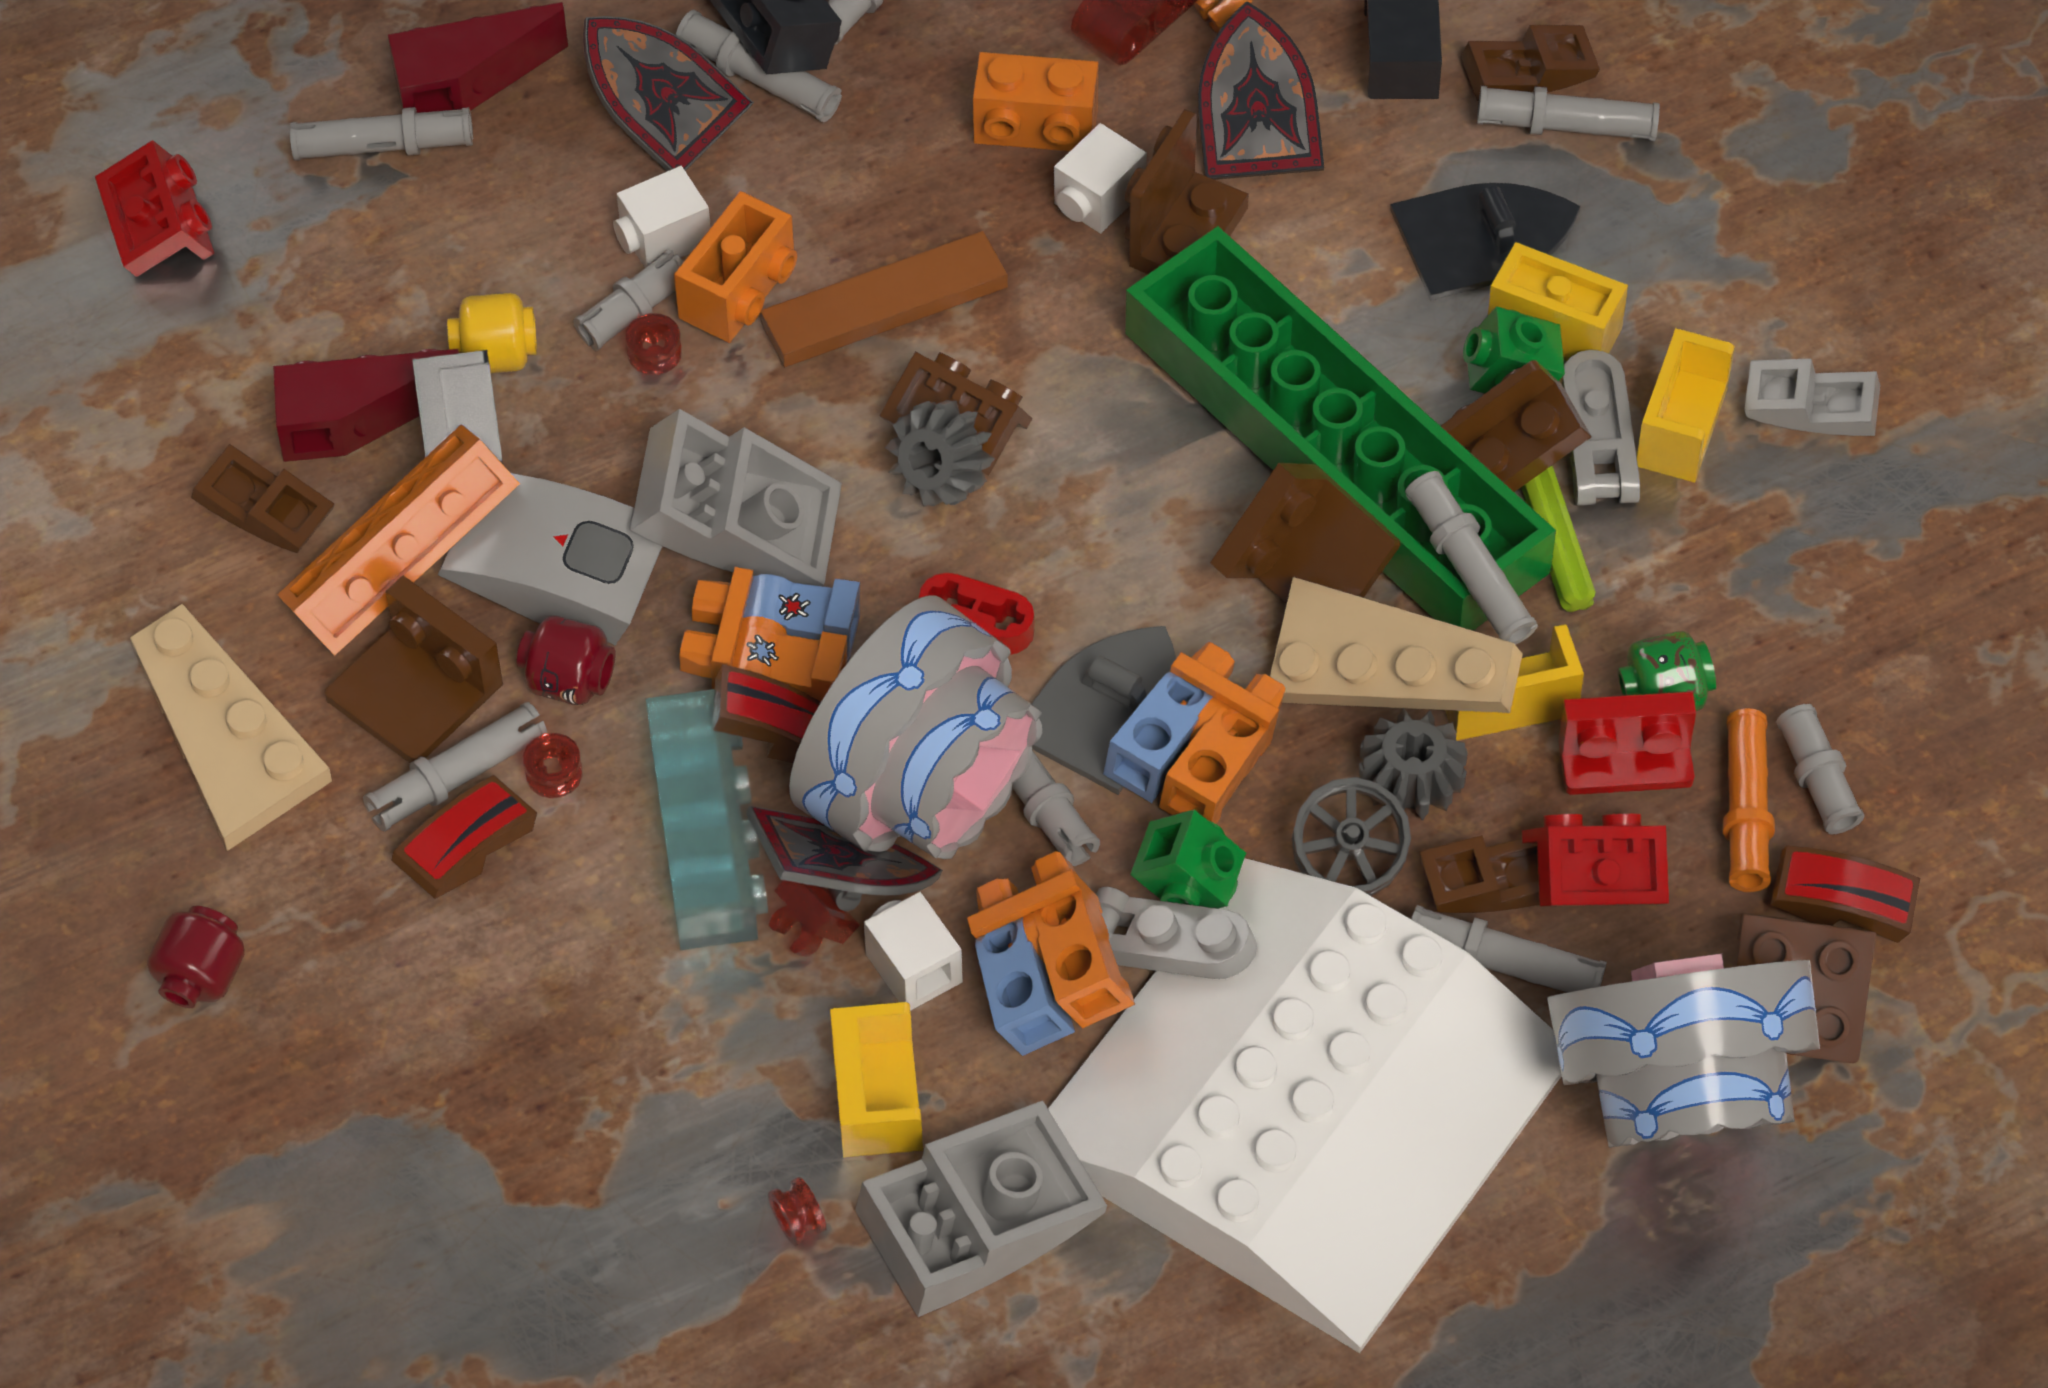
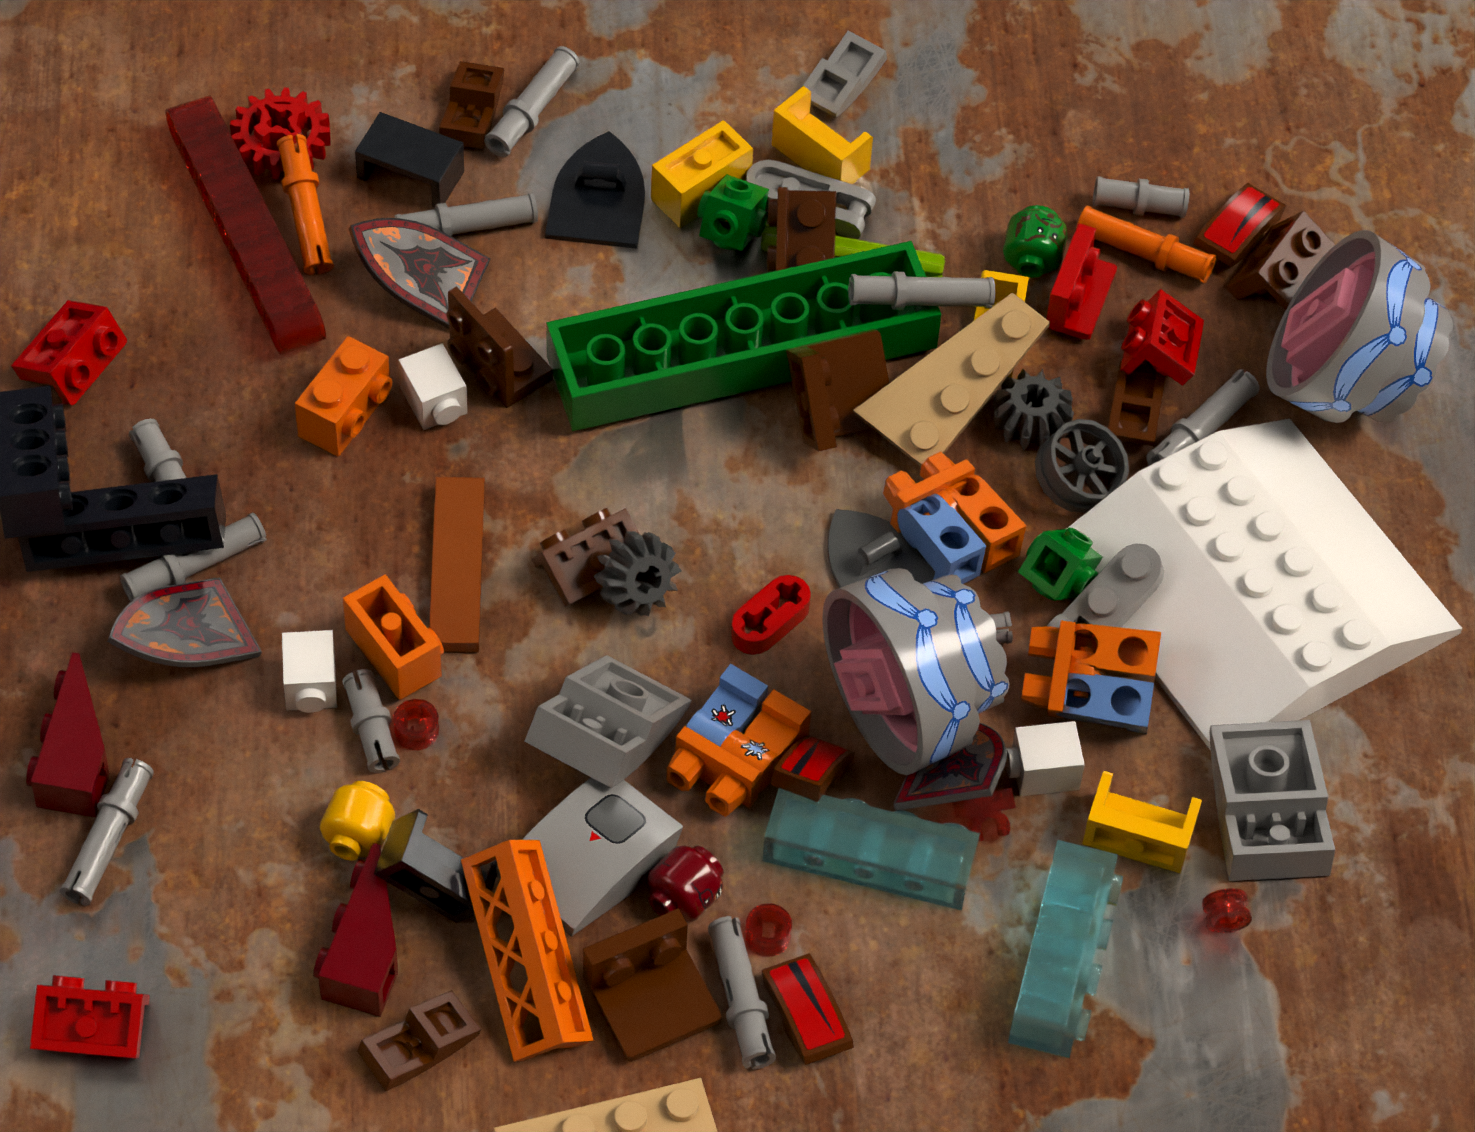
camera: 70 degrees left, 0 degrees up
(660, 1058) = (1063, 949): none -> clear light blue brick
(1342, 102) = (479, 215): none -> light grey pin

